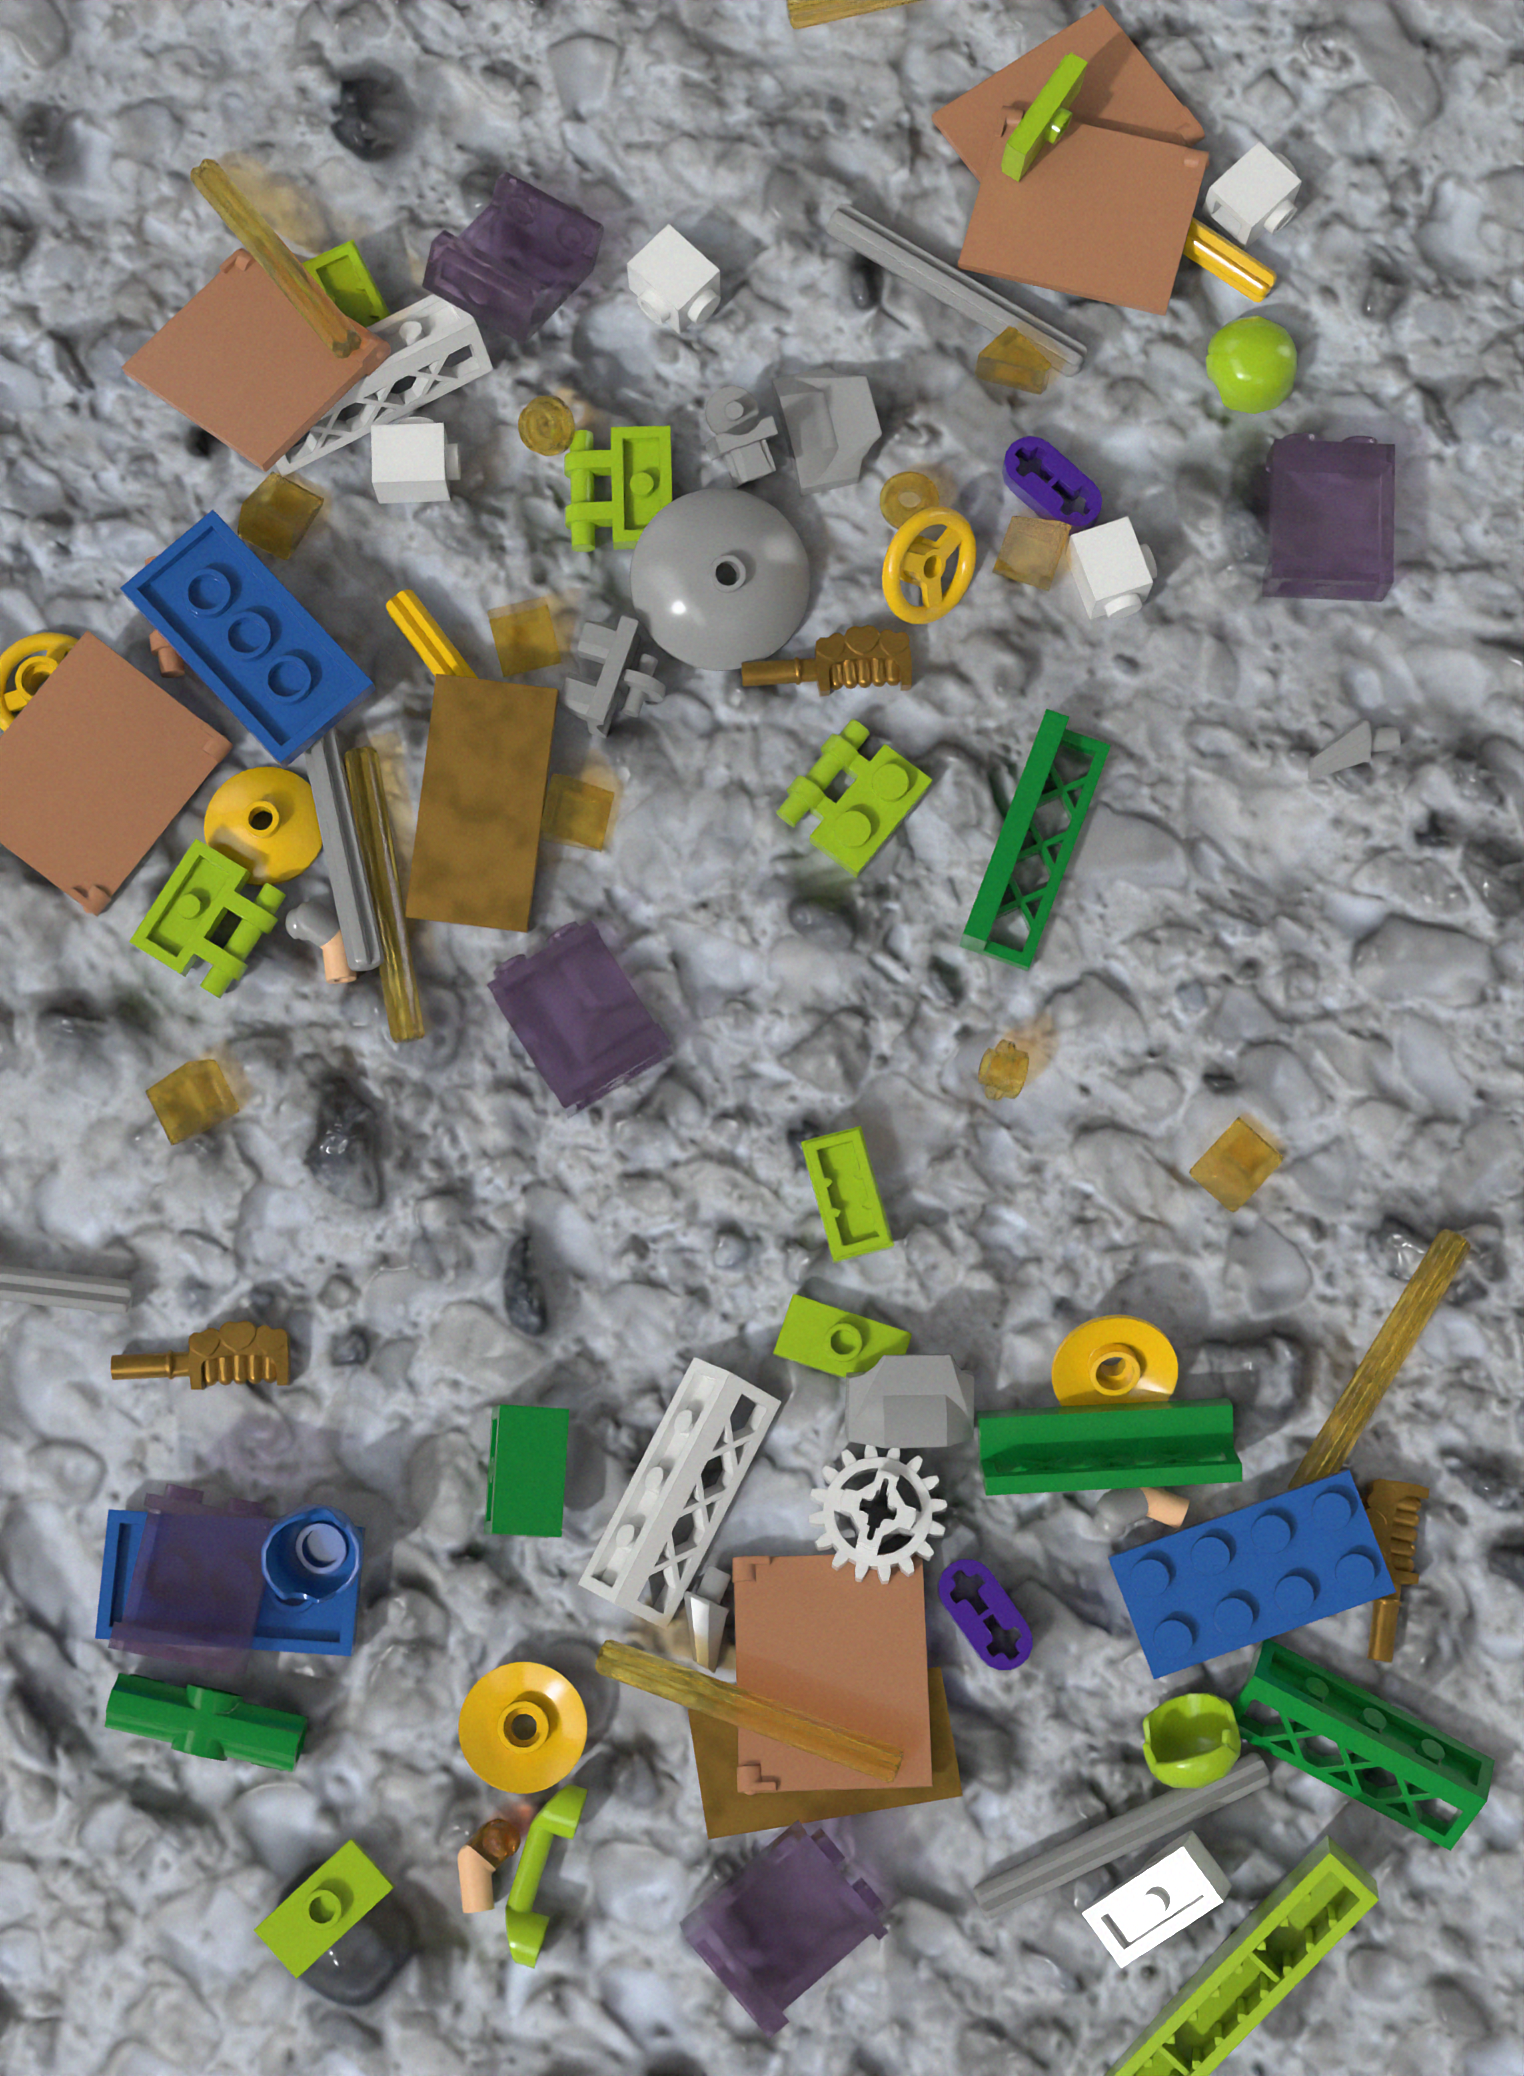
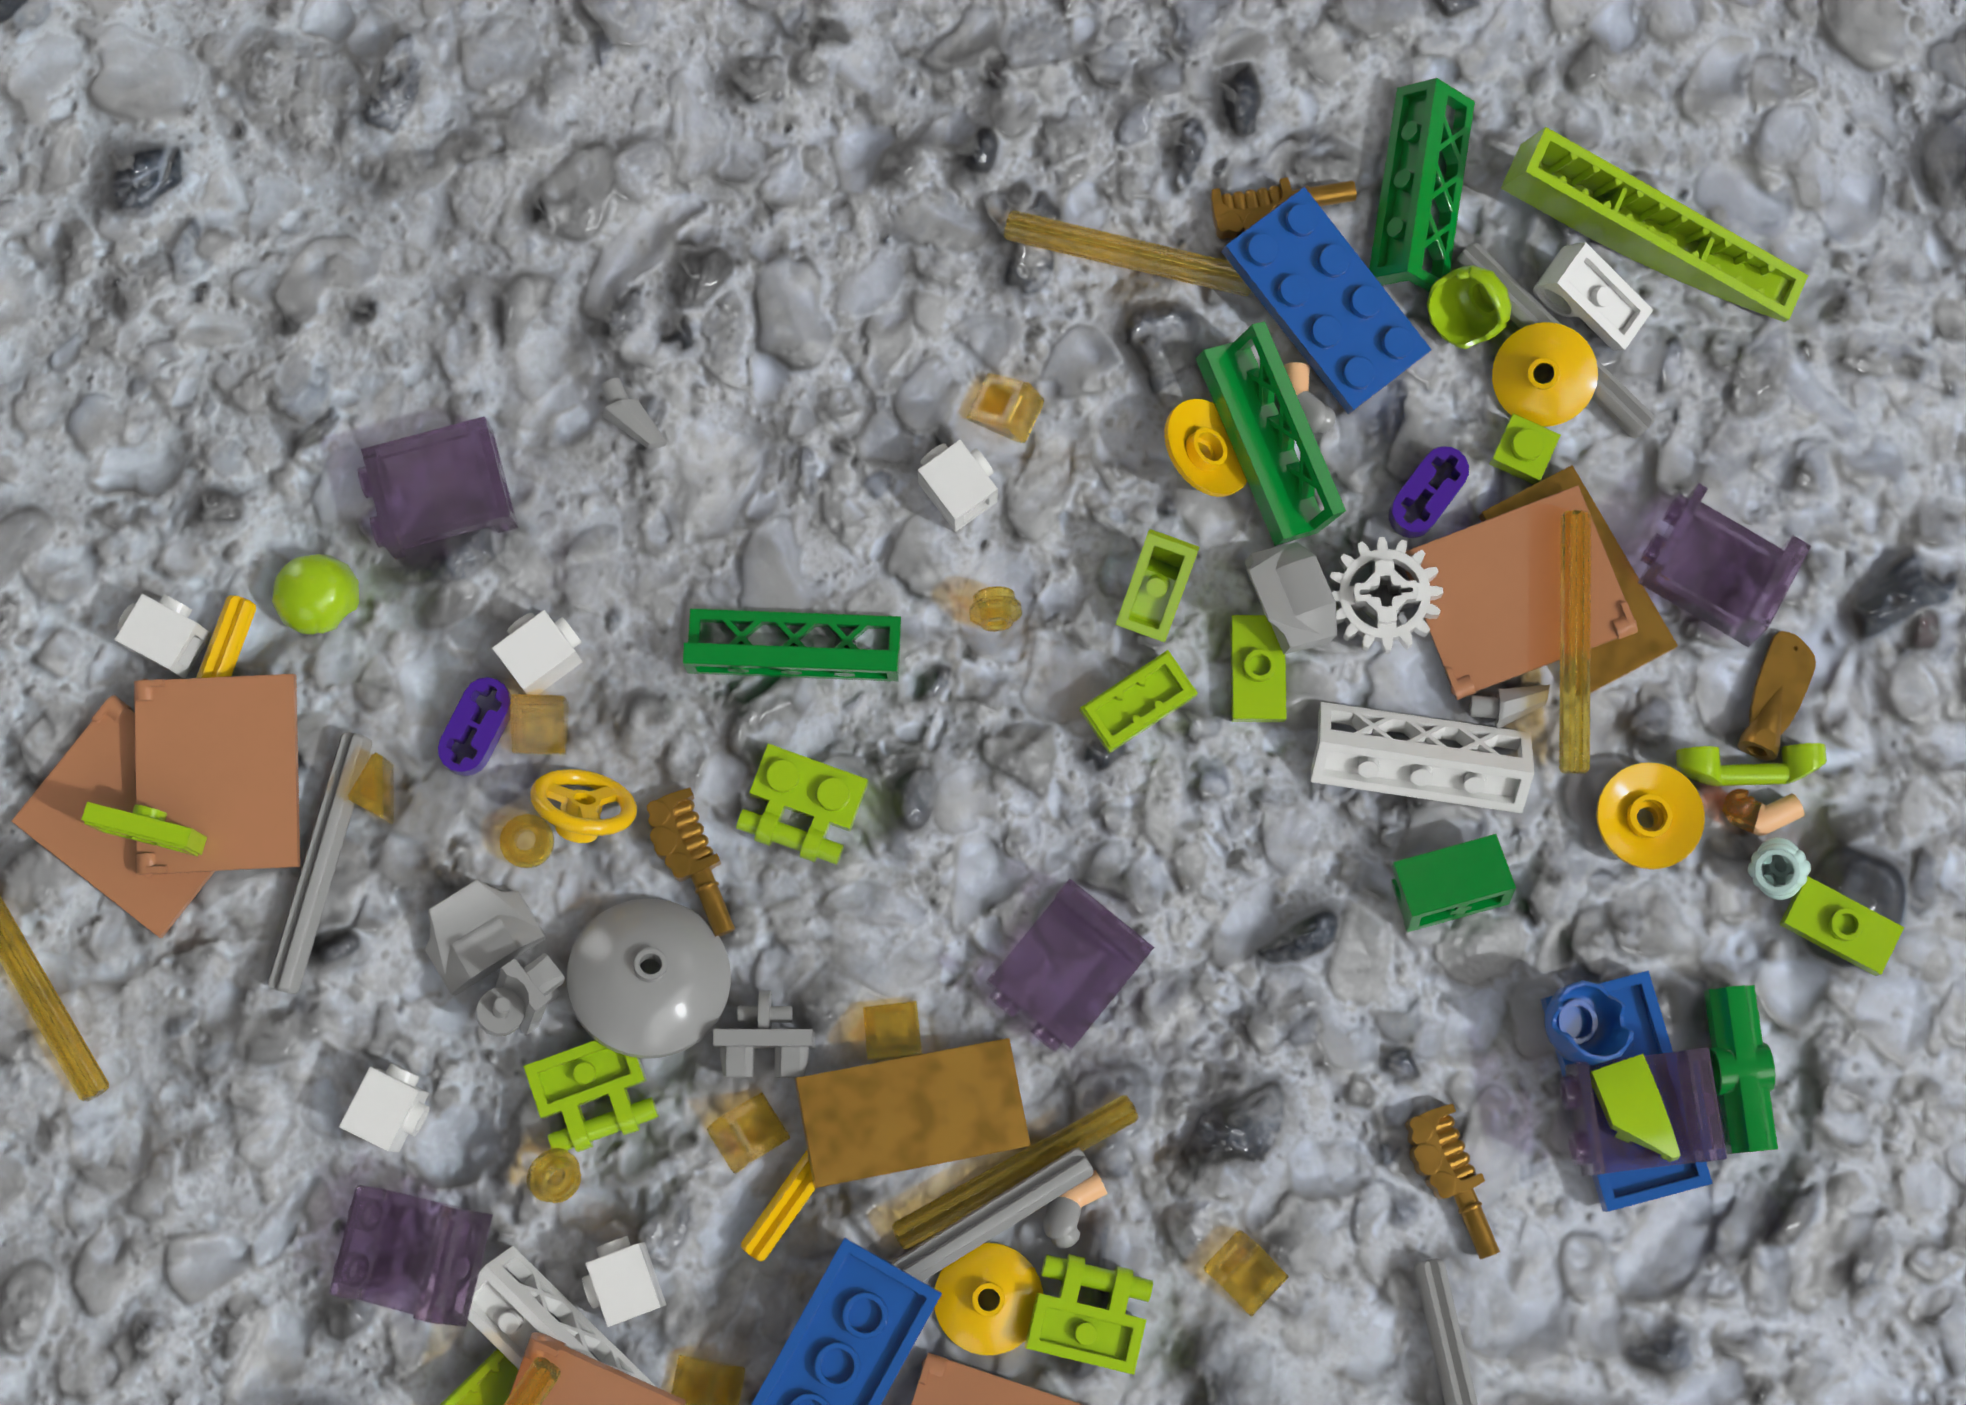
camera: 110 degrees left, 0 degrees up
(205, 1571) = (1635, 1106): none -> lime slope
(412, 1855) = (1779, 868): none -> light aqua piece
(615, 1941) = (1777, 694): none -> pearl gold piece
(969, 1255) = (1157, 585): none -> lime slope
(1000, 1749) = (1524, 449): none -> lime plate
(1086, 1835) = (1573, 377): none -> yellow dish
(1162, 1076) = (957, 482): none -> white brick

